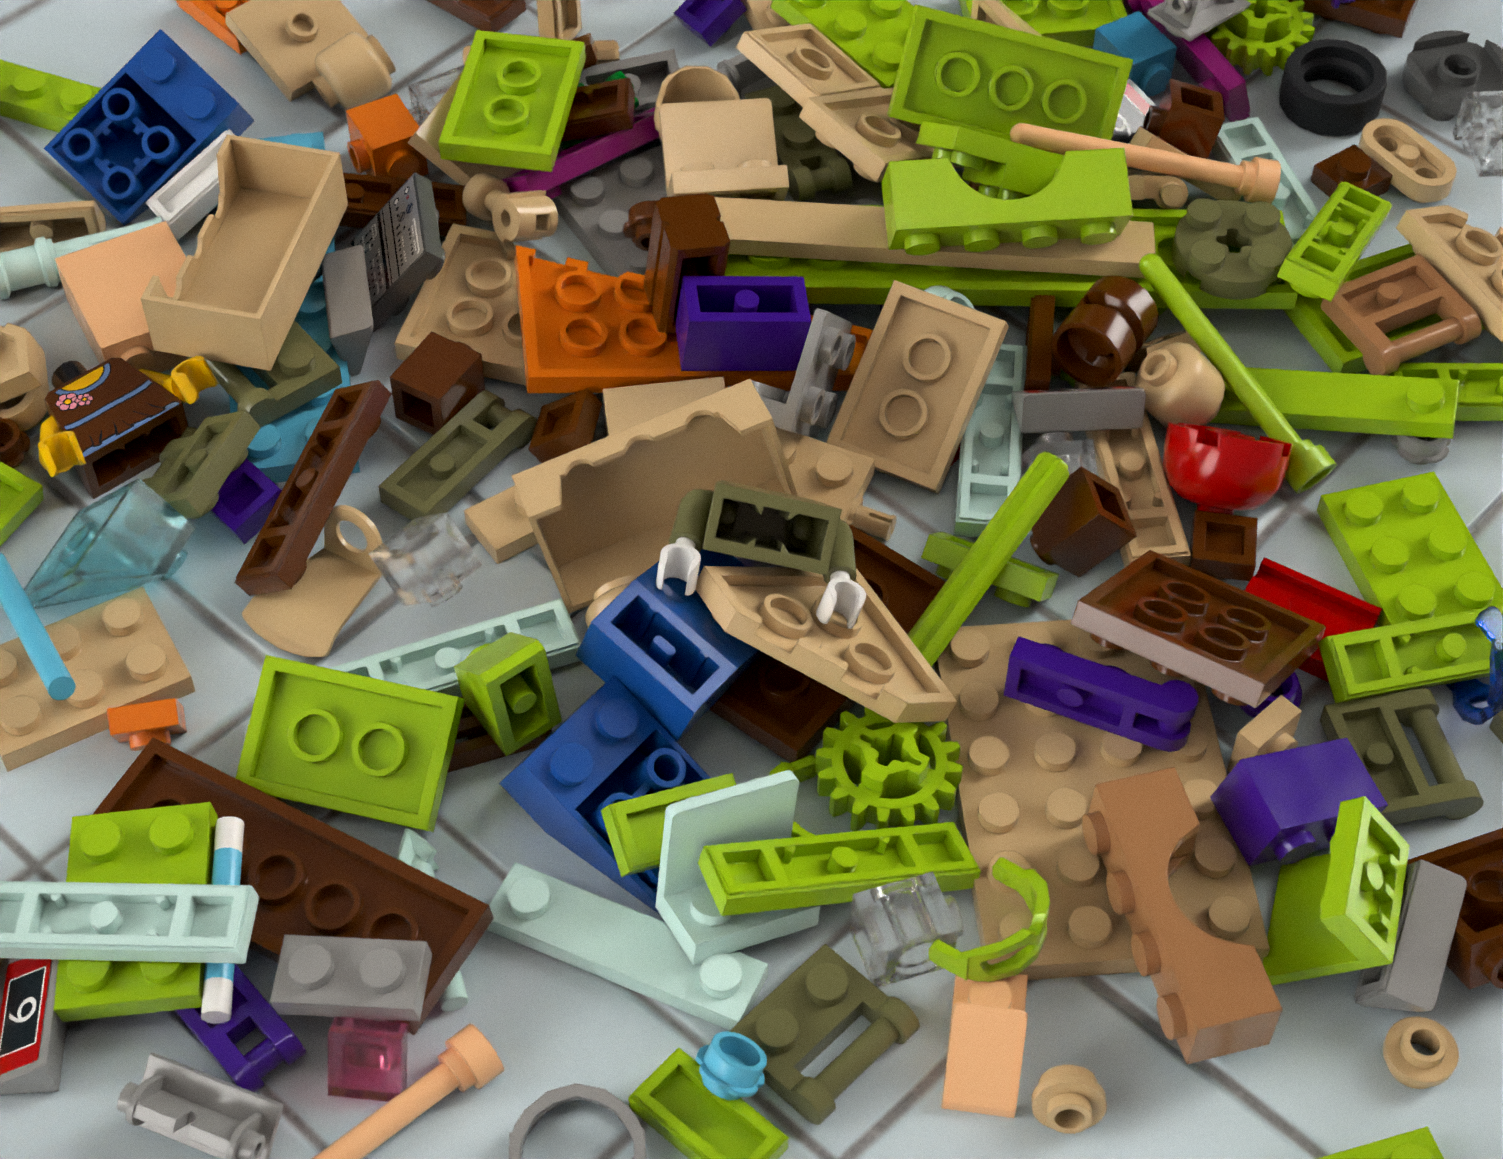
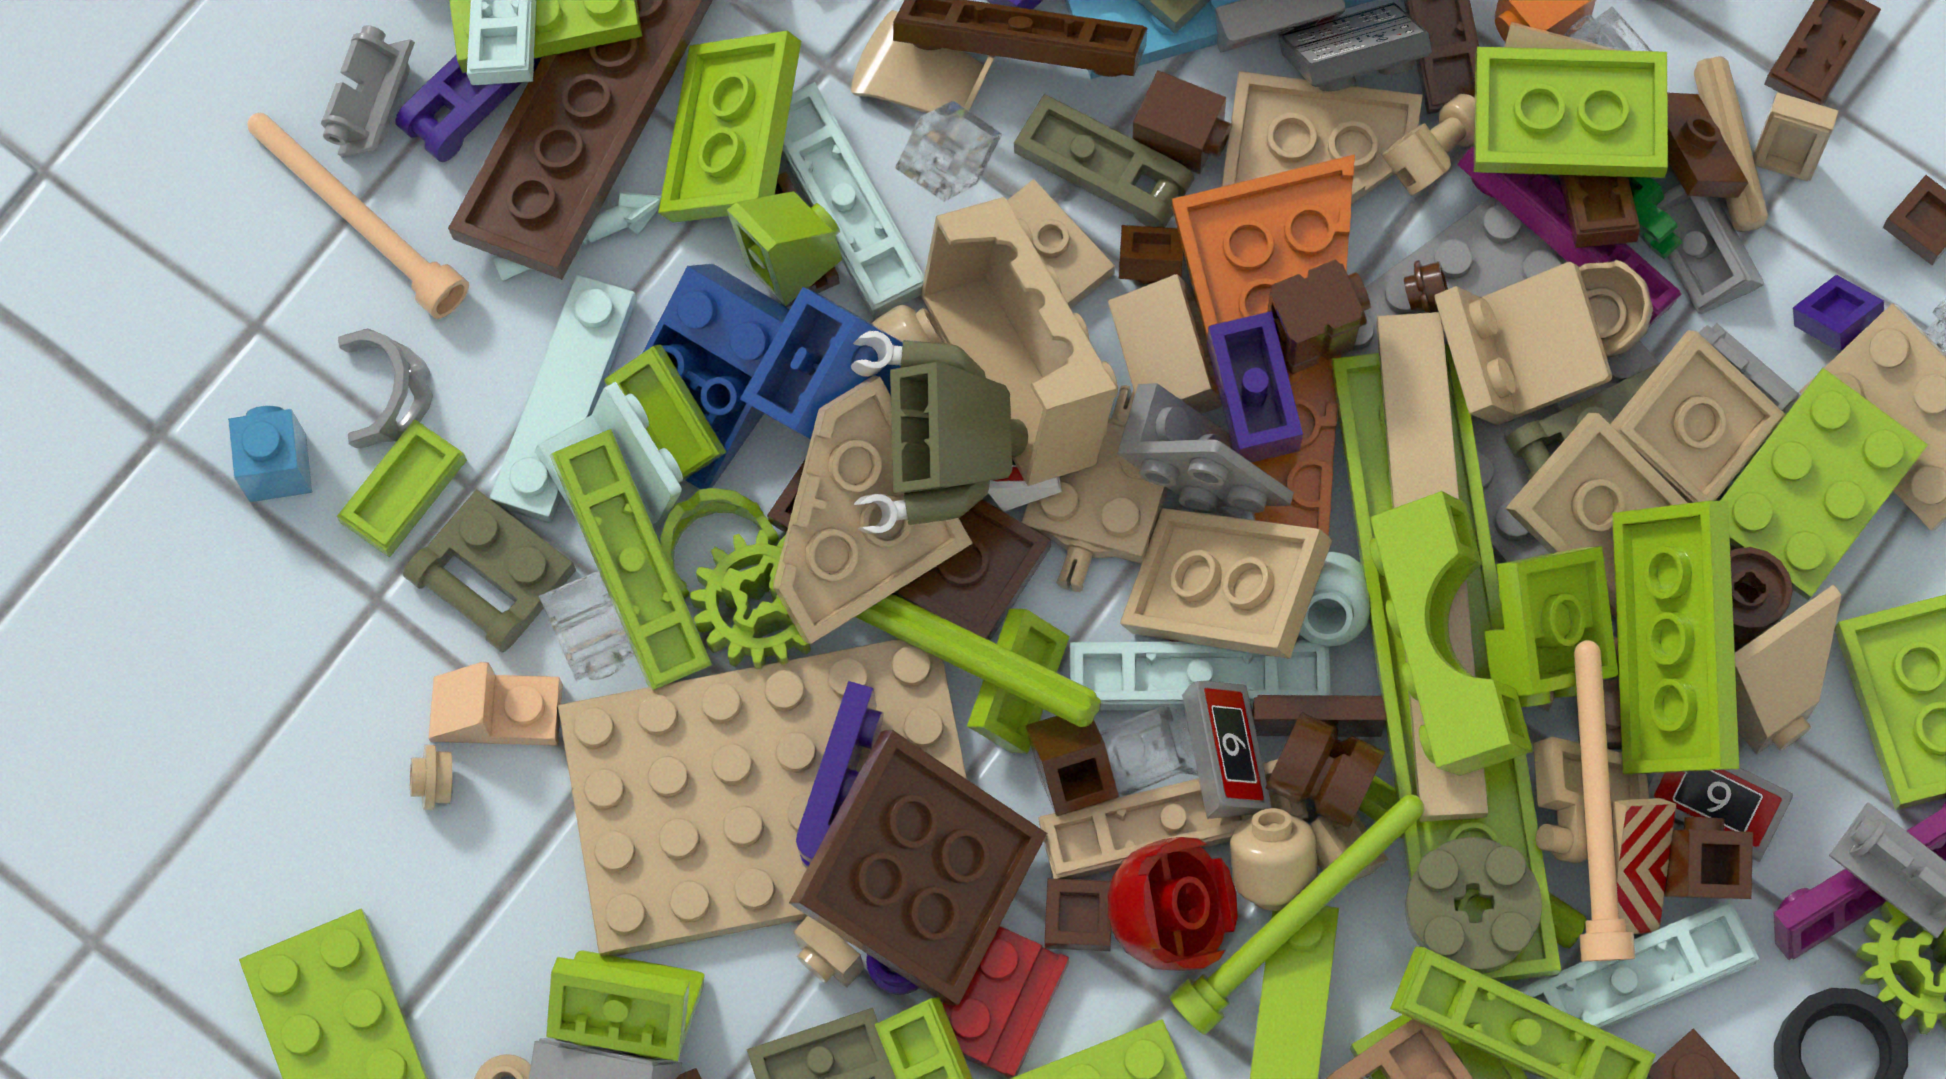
camera: 90 degrees right, 20 degrees up
(225, 871) = (553, 60): bar -> none
(351, 977) = (480, 174): light grey plate -> none
(367, 1058) = (428, 207): clear pink tile -> none
(732, 1066) = (449, 496): medium azure plate -> none
(973, 962) = (577, 732): lime helmet -> none
(1145, 44) = (1834, 800): dark azure brick -> none
(1208, 988) = (518, 878): medium nougat arch -> none
(1291, 798) = (742, 975): dark purple brick -> none

